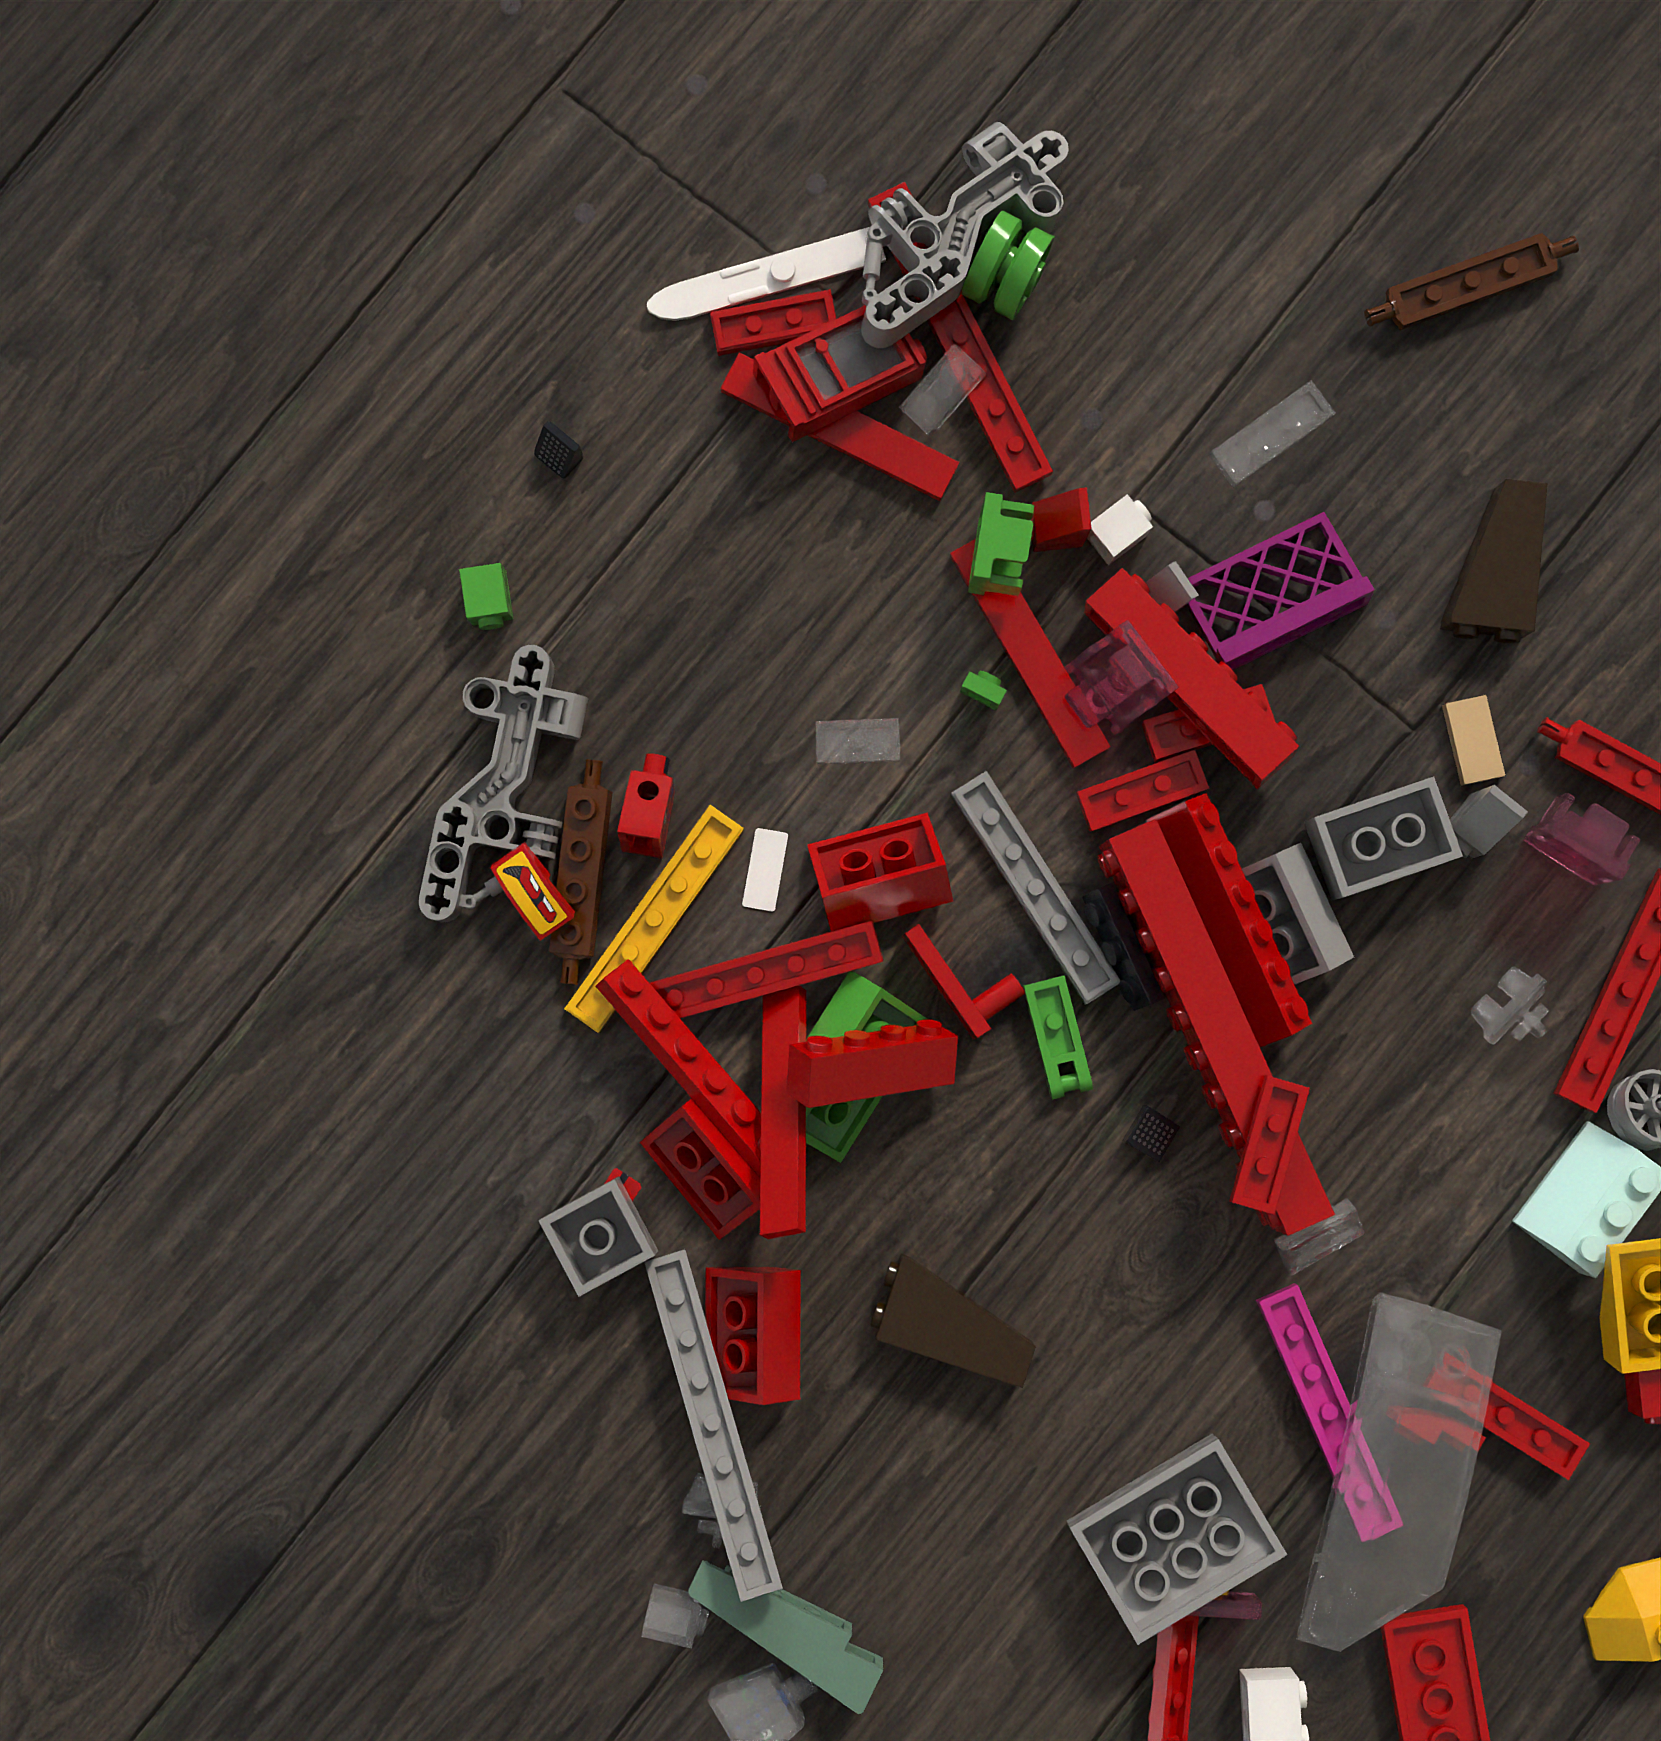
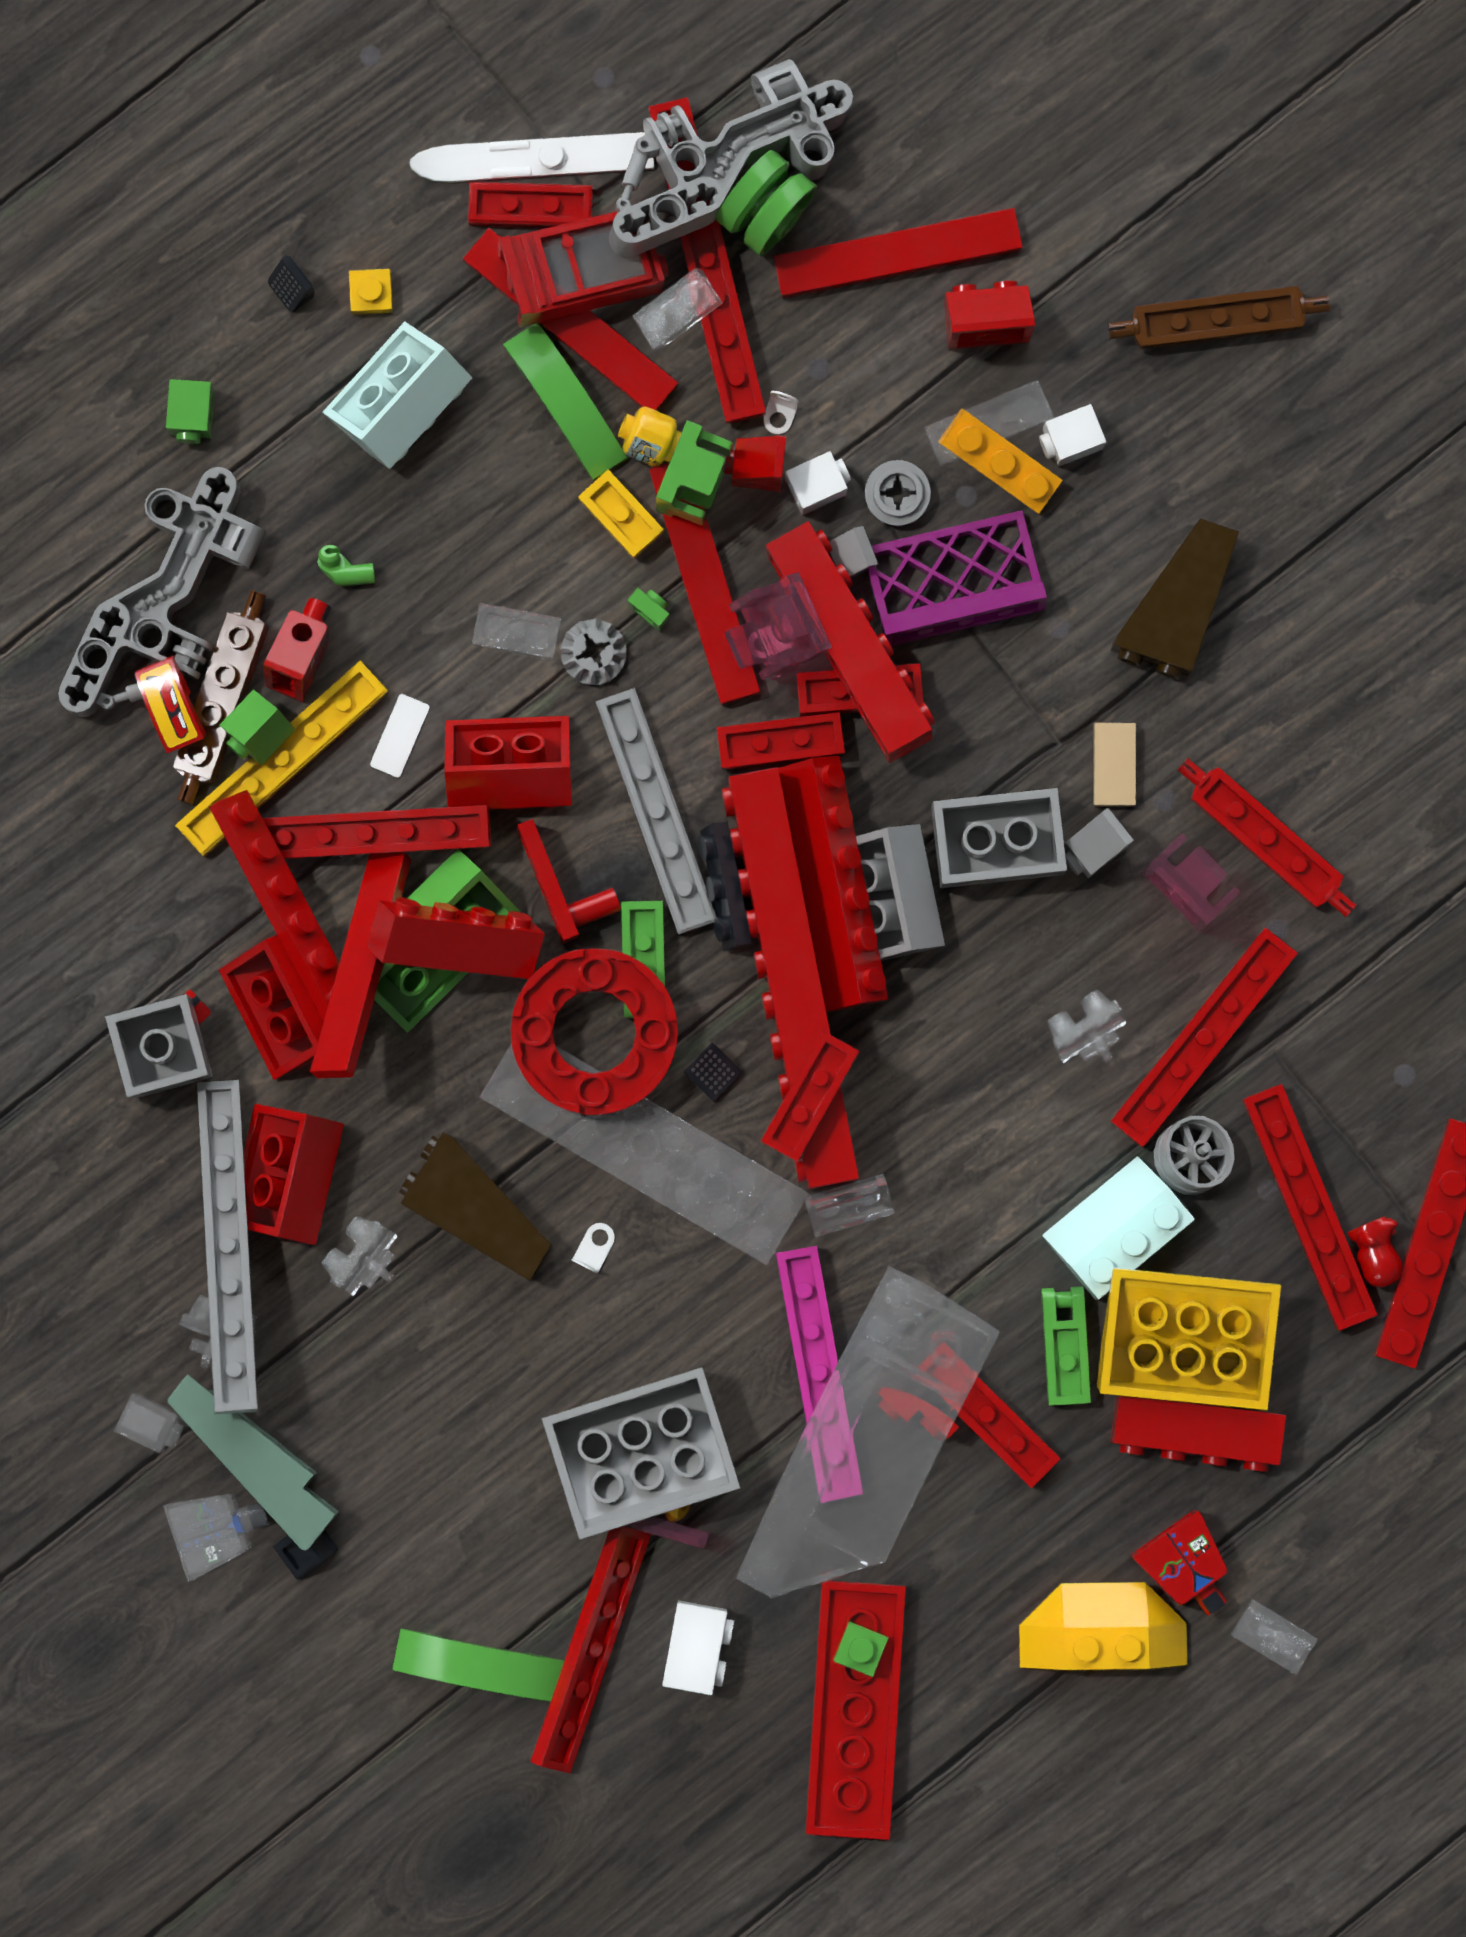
camera: 10 degrees right, 0 degrees up
(623, 895) = (256, 728): none -> bright green brick
(637, 440) = (370, 291): none -> yellow plate
(671, 720) = (341, 571): none -> bright green arm
(688, 534) = (398, 394): none -> light aqua slope
(840, 1414) = (366, 1260): none -> clear hips
(853, 504) = (565, 400): none -> bright green slope
(856, 1722) = (303, 1561): none -> black slope
(933, 603) = (620, 514): none -> yellow plate
(936, 764) = (586, 669): none -> light grey gear
(944, 520) = (649, 436): none -> yellow head
(1068, 462) = (783, 405): none -> white piece
(1073, 1343) = (592, 1255): none -> white piece
(1090, 1123) = (580, 973): none -> red plate
(1102, 1223) = (662, 1160): none -> clear plate
(1143, 289) = (897, 253): none -> red tile
(1208, 506) = (911, 480): none -> light grey gear
(1249, 328) = (988, 315): none -> red slope
(1293, 467) = (1000, 460): none -> light orange plate
(1358, 427) = (1072, 436): none -> white brick
(1439, 1684) = (860, 1649): none -> bright green plate
(1566, 1329) = (1066, 1347): none -> bright green plate

